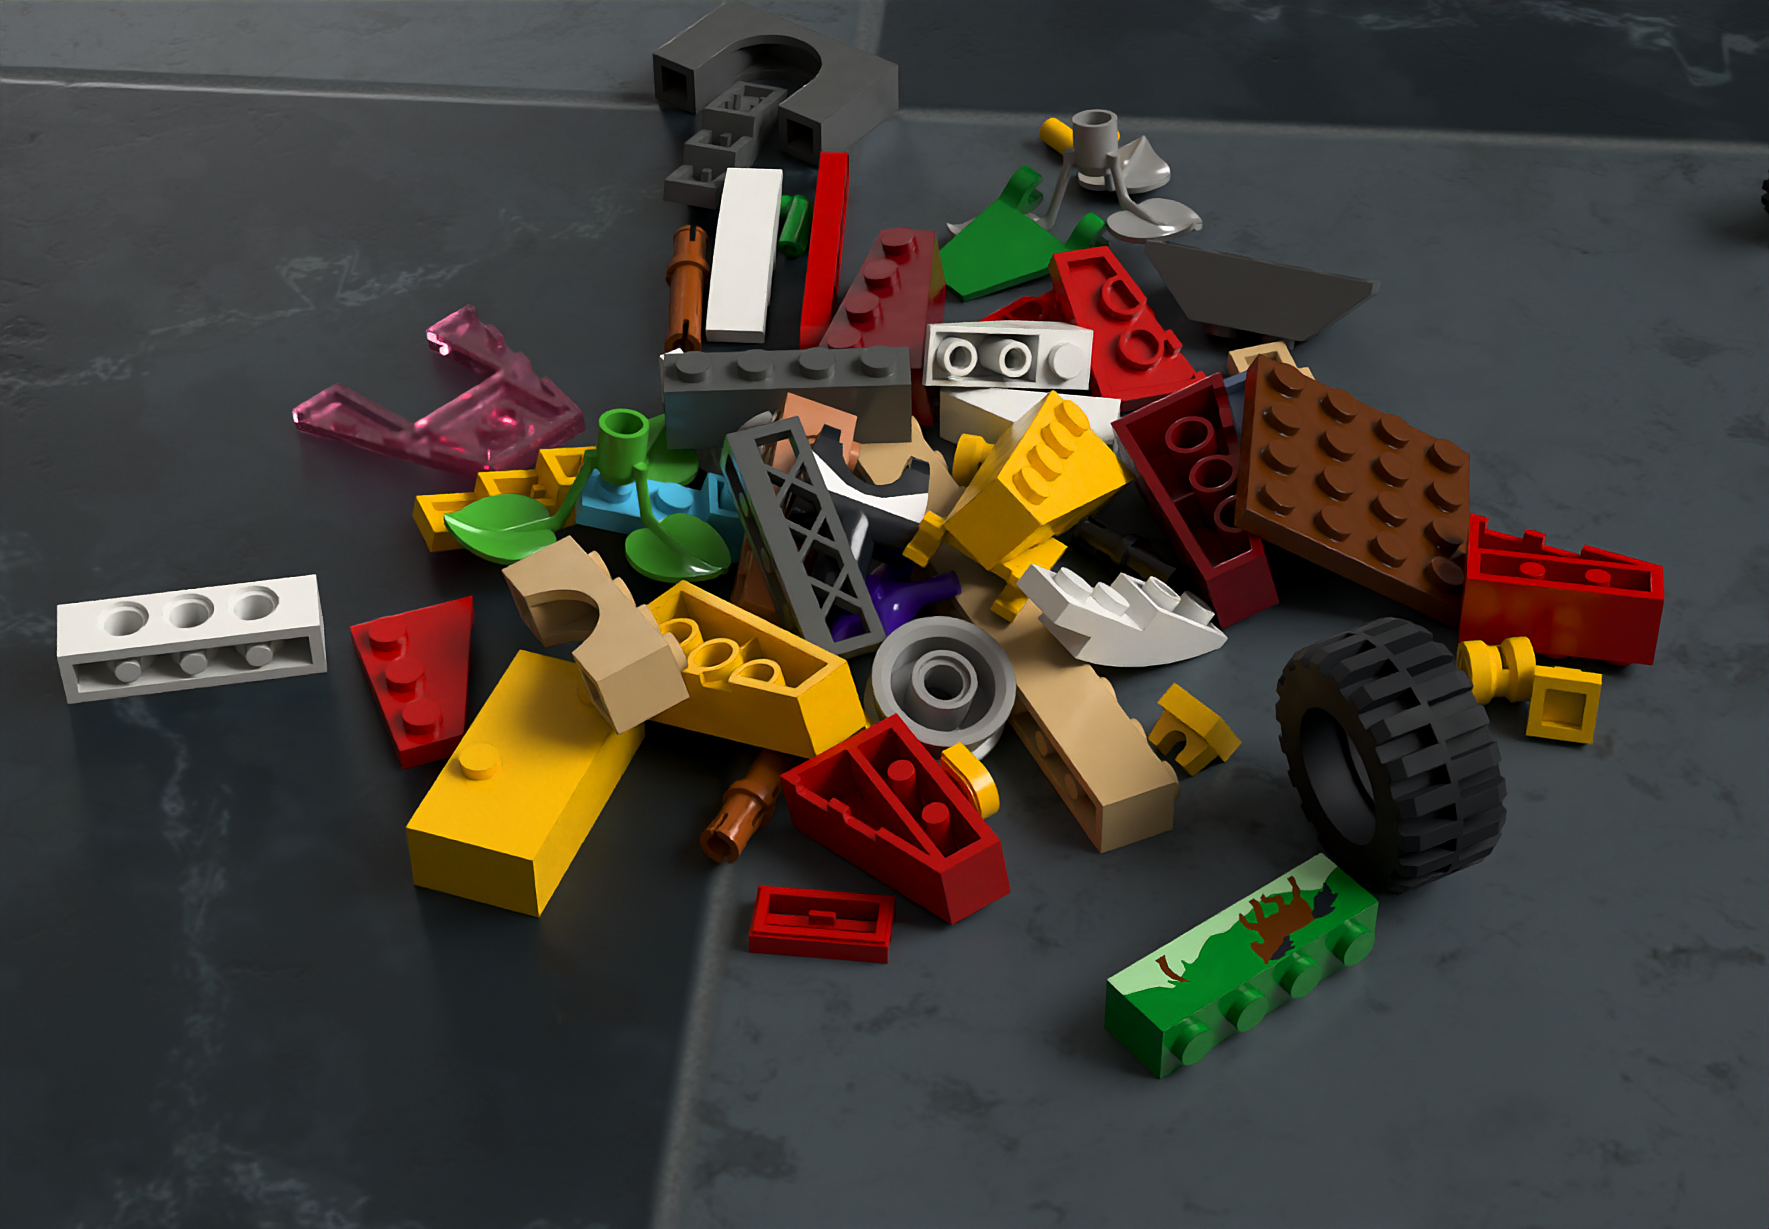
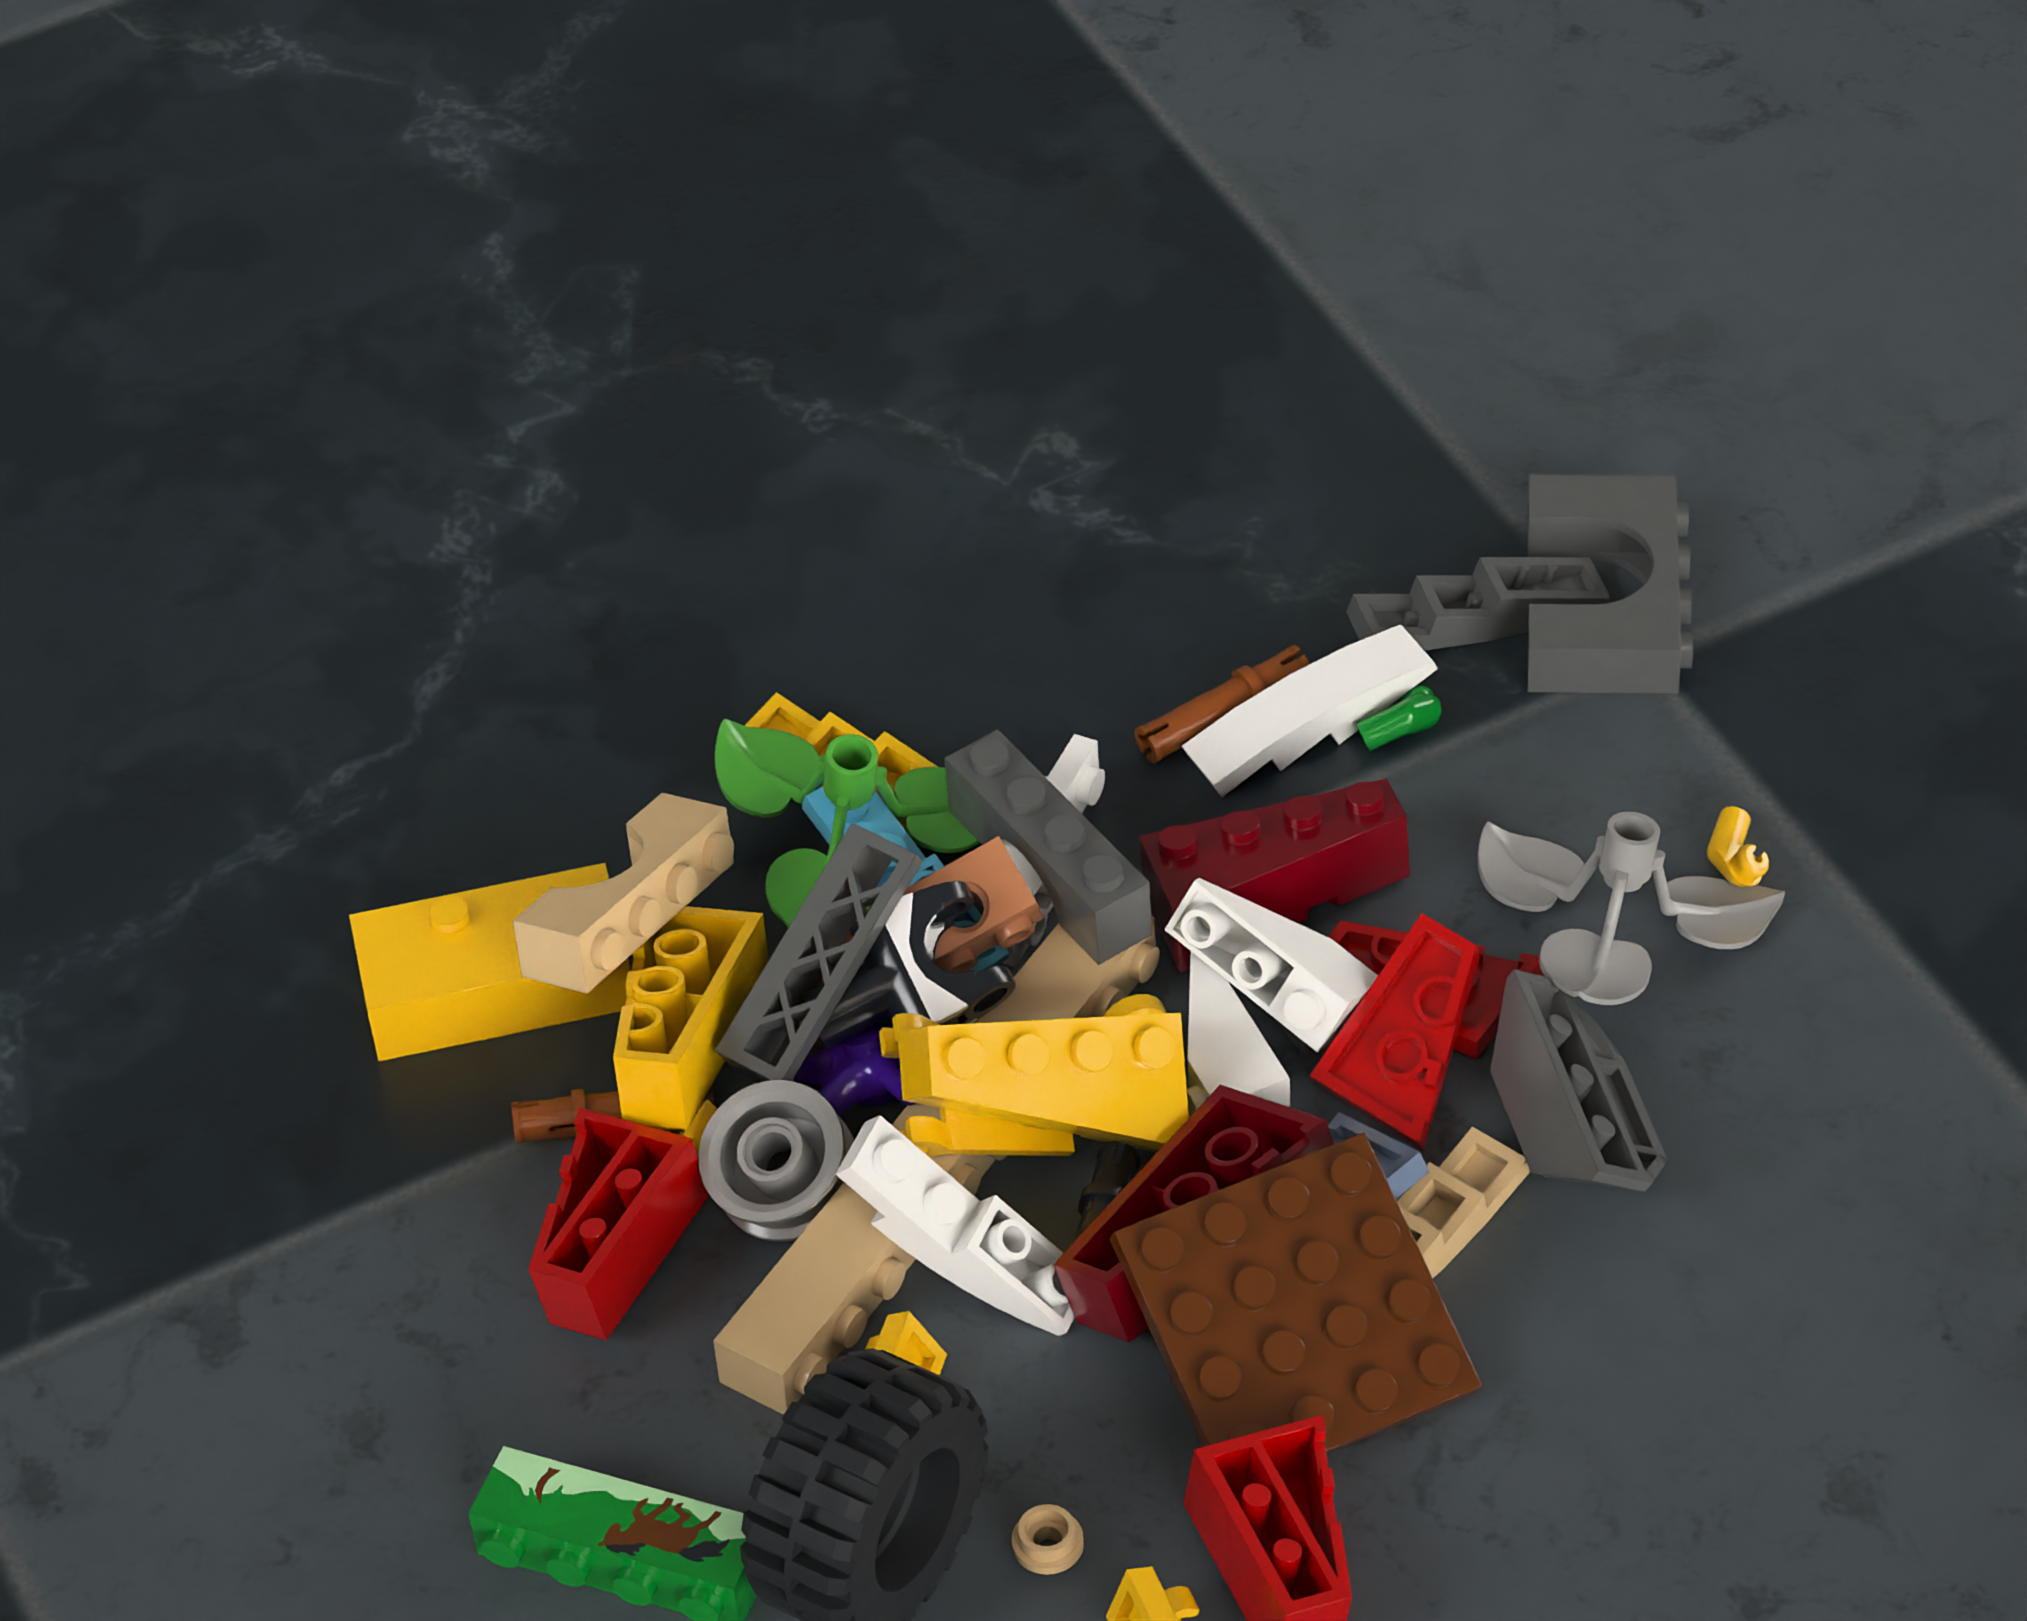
camera: 60 degrees right, 5 degrees up
(190, 639) = (507, 668): white brick -> none
(420, 677) = (577, 824): red wing -> none
(483, 430) = (932, 688): clear pink wing -> none
(821, 932) = (506, 1277): red tile -> none
(825, 248) = (1407, 734): red beam -> none
(971, 779) = (703, 1242): yellow tile -> none
(1007, 246) = (1494, 881): green flag -> none
(1498, 669) = (1145, 1538): yellow wheel -> none

